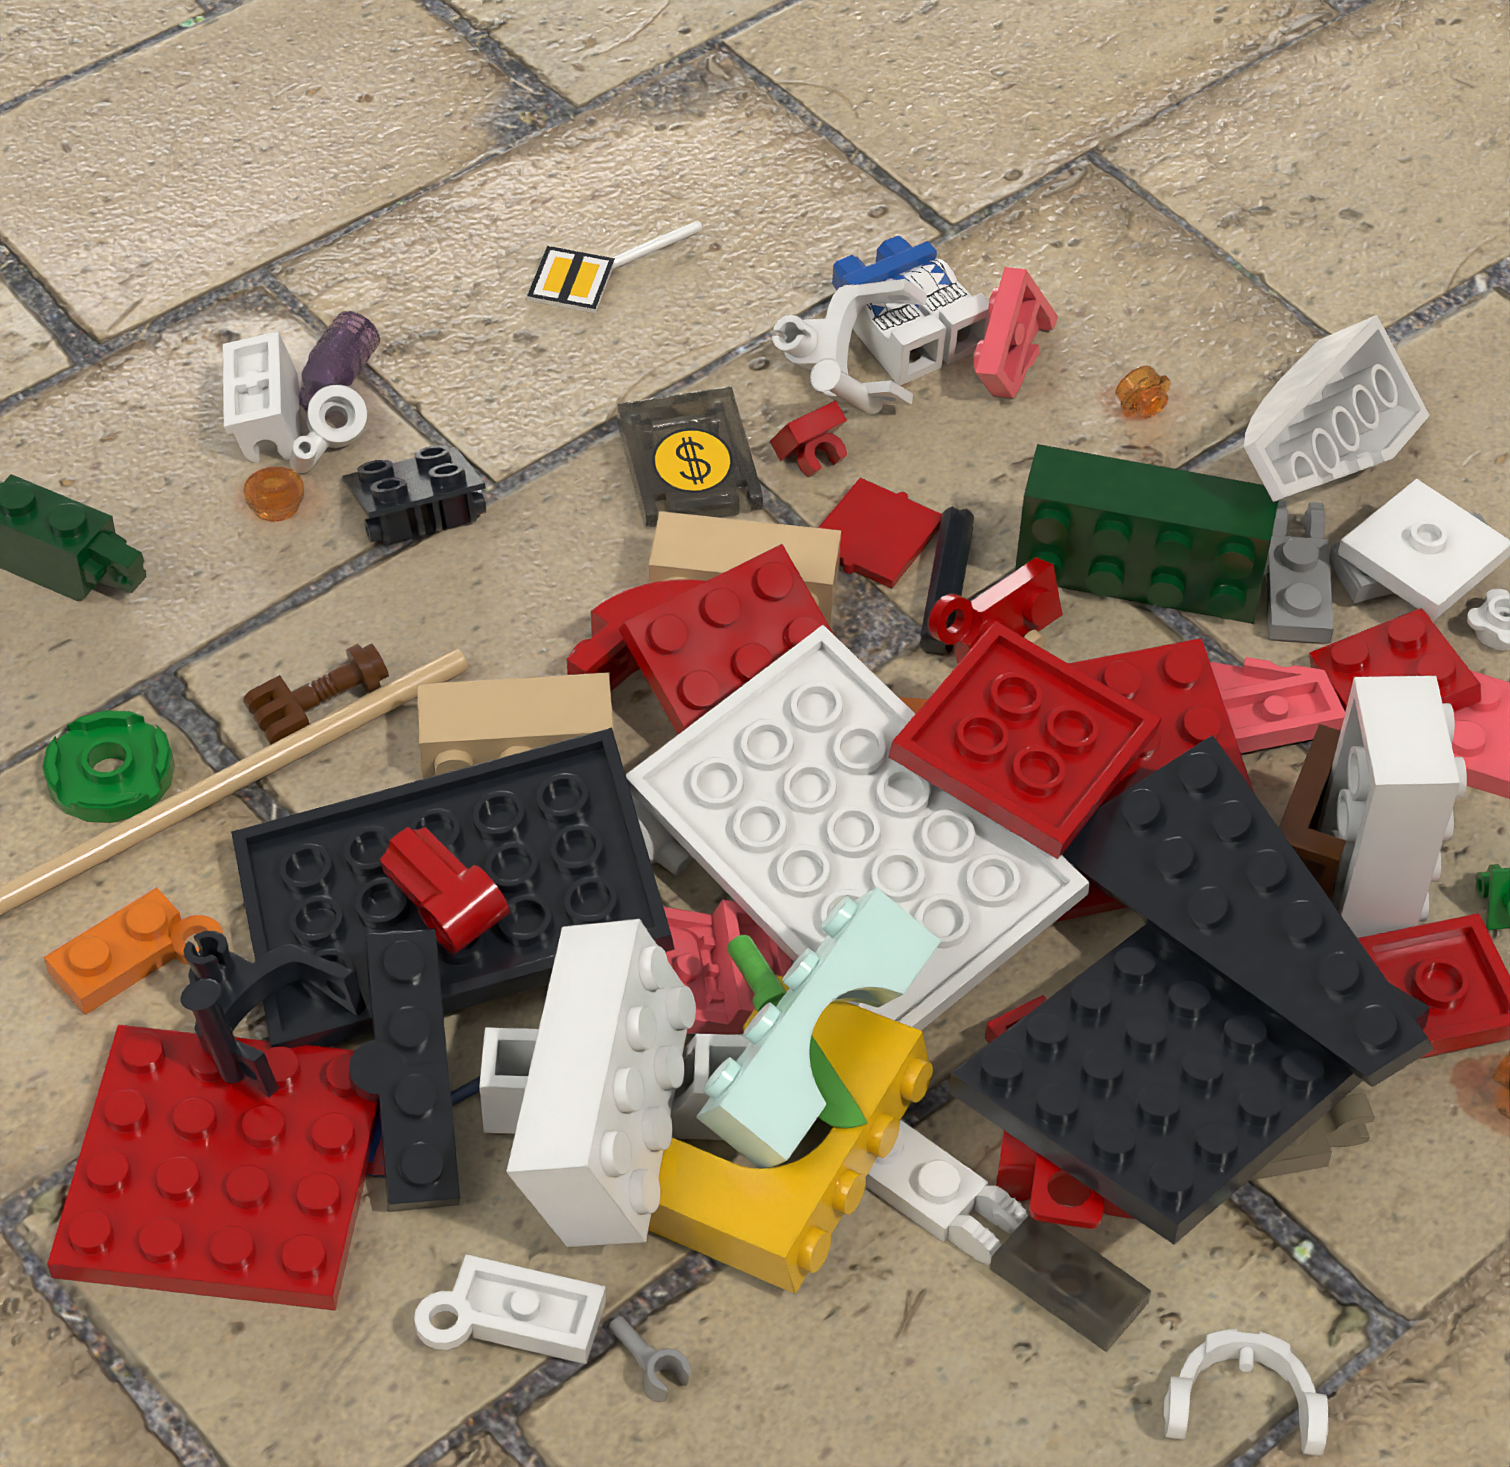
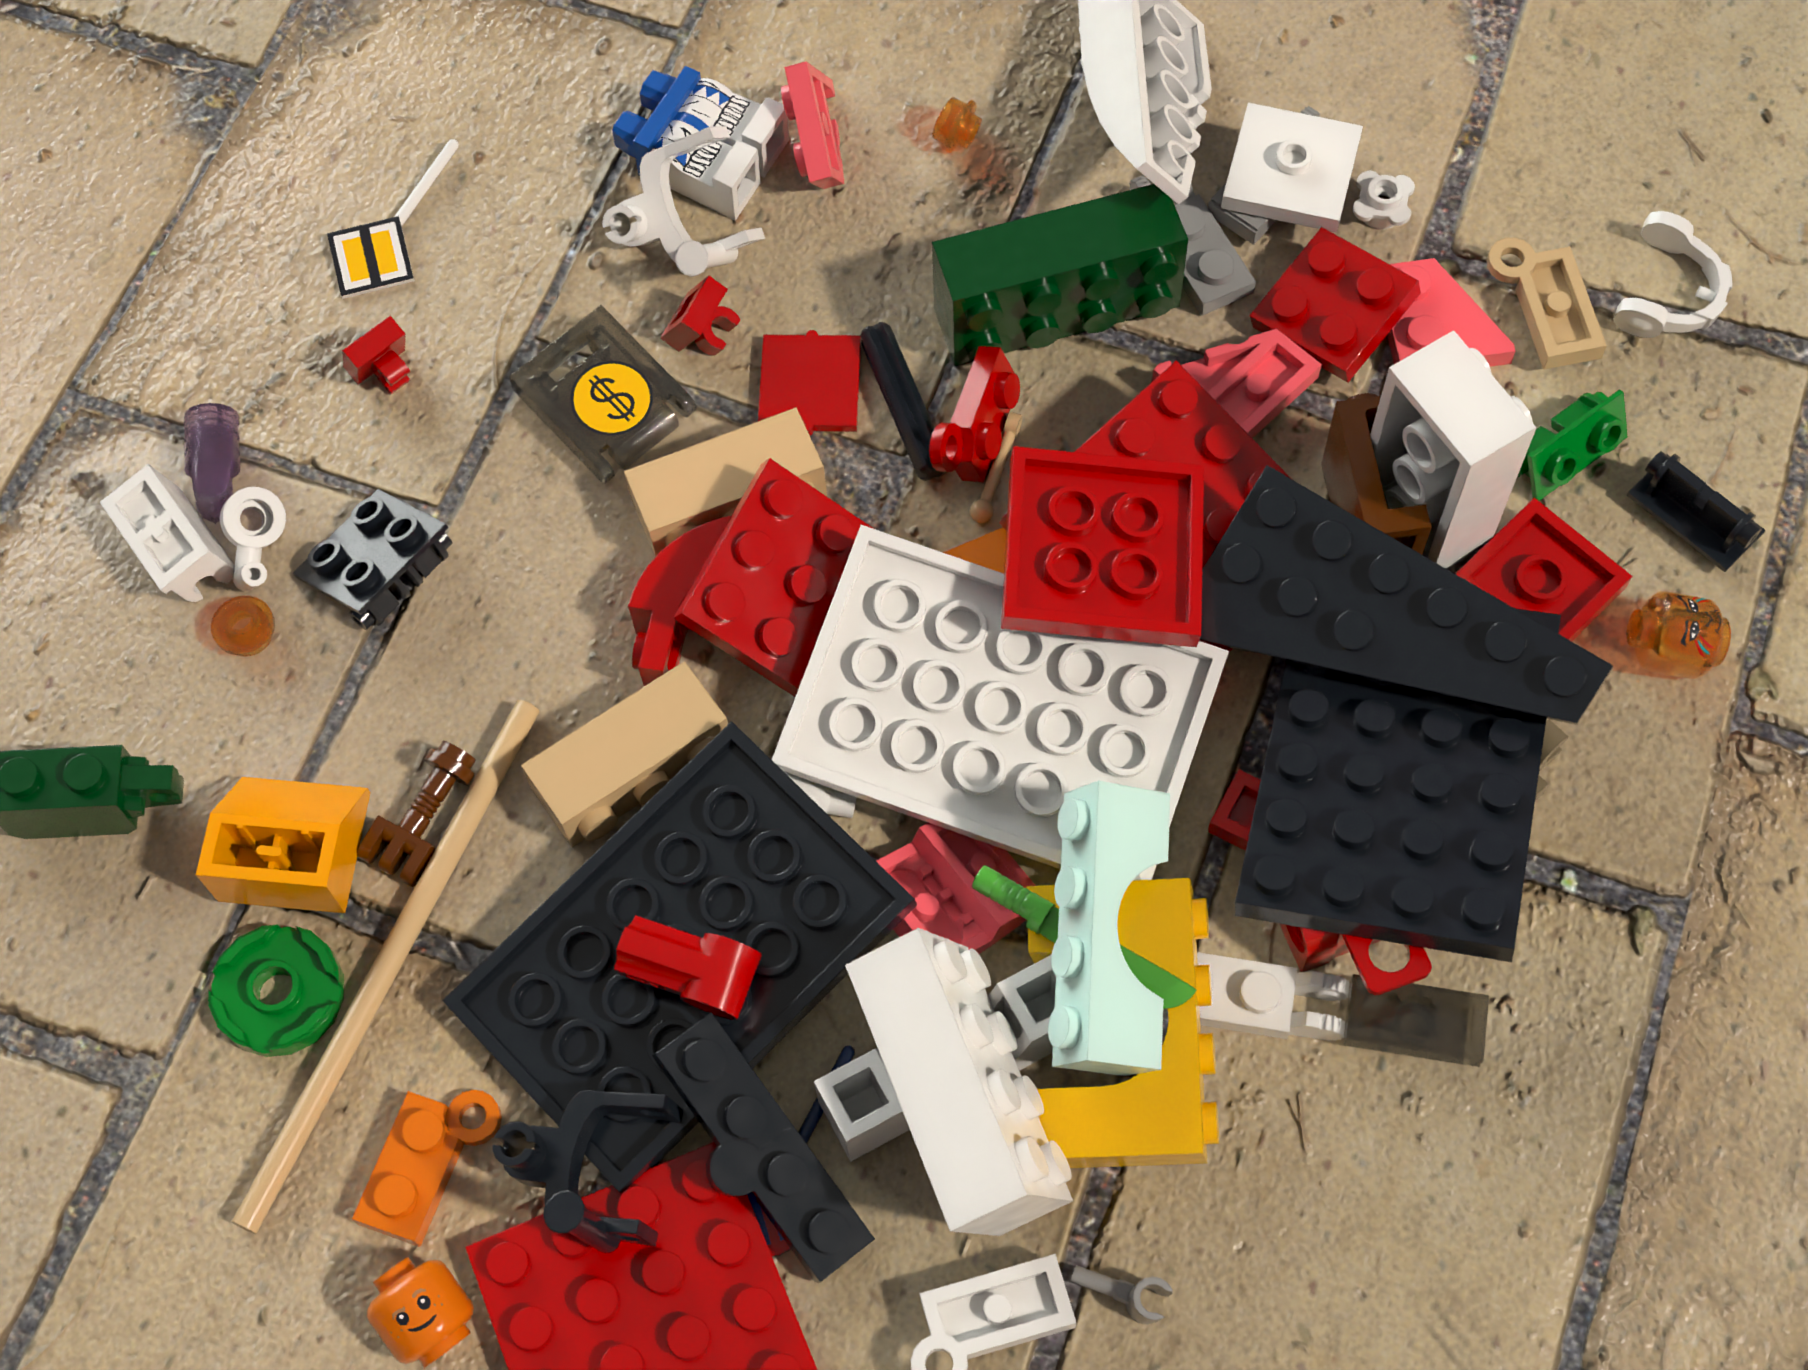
camera: 25 degrees left, 15 degrees up
(46, 1050) = (419, 1311): none -> orange head
(186, 658) = (284, 844): none -> light orange slope
(522, 344) = (378, 354): none -> red tile
(1249, 1348) = (1669, 1028): white piece -> none

